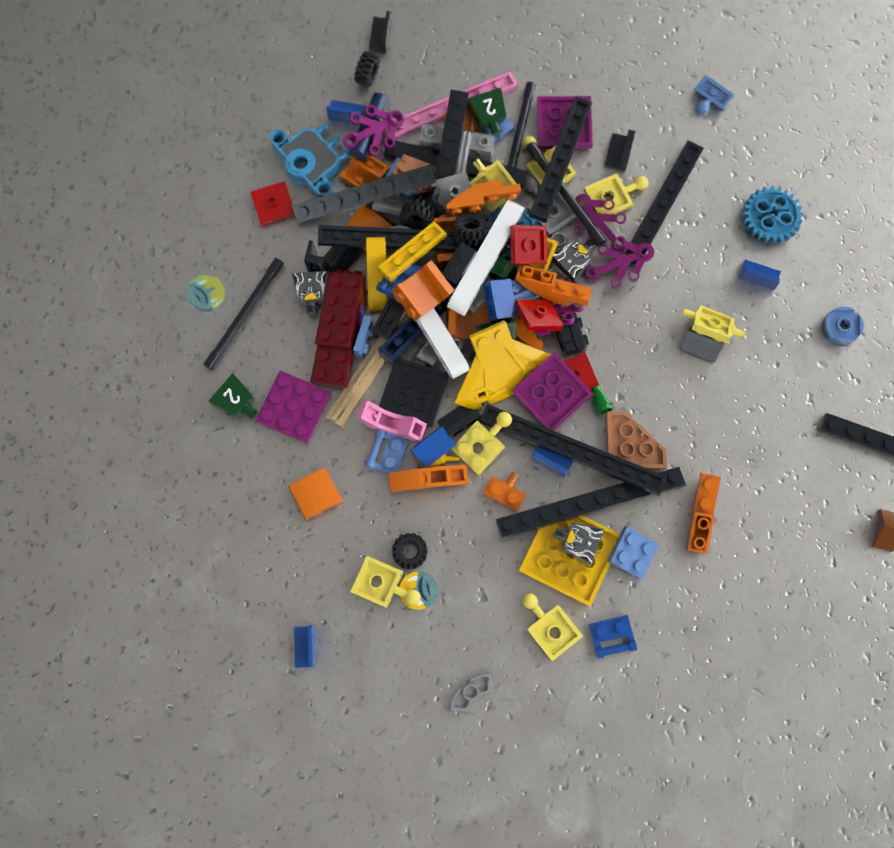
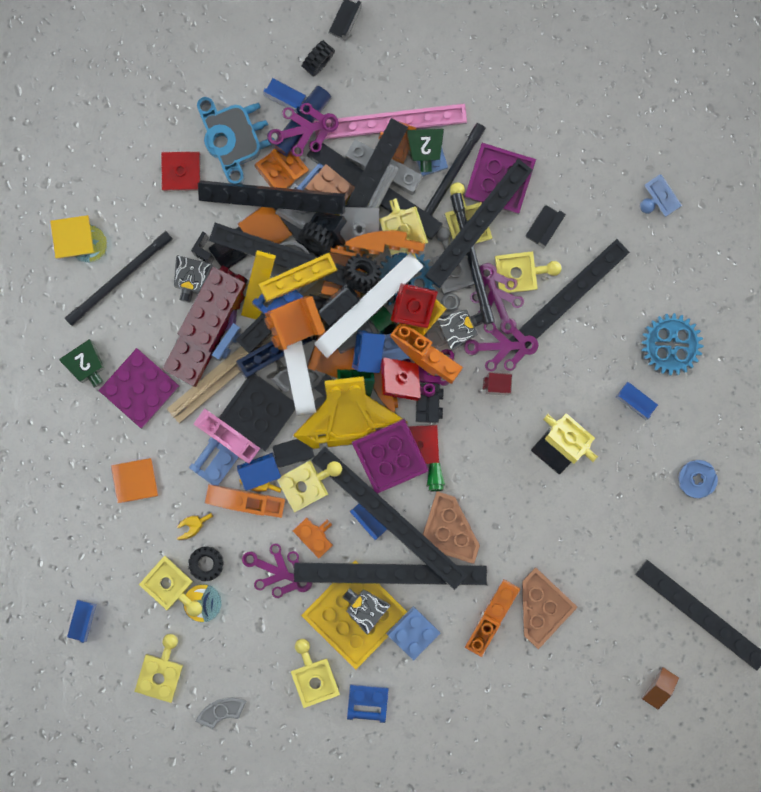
camera: 15 degrees right, 10 degrees up
(189, 288) = (72, 237): none -> yellow tile
(387, 517) = (195, 525): none -> yellow hand
(407, 667) = (170, 670): none -> light yellow plate
(484, 536) = (280, 572): none -> magenta plant
(629, 295) = (497, 384): none -> dark red brick
(747, 489) = (543, 608): none -> nougat plate

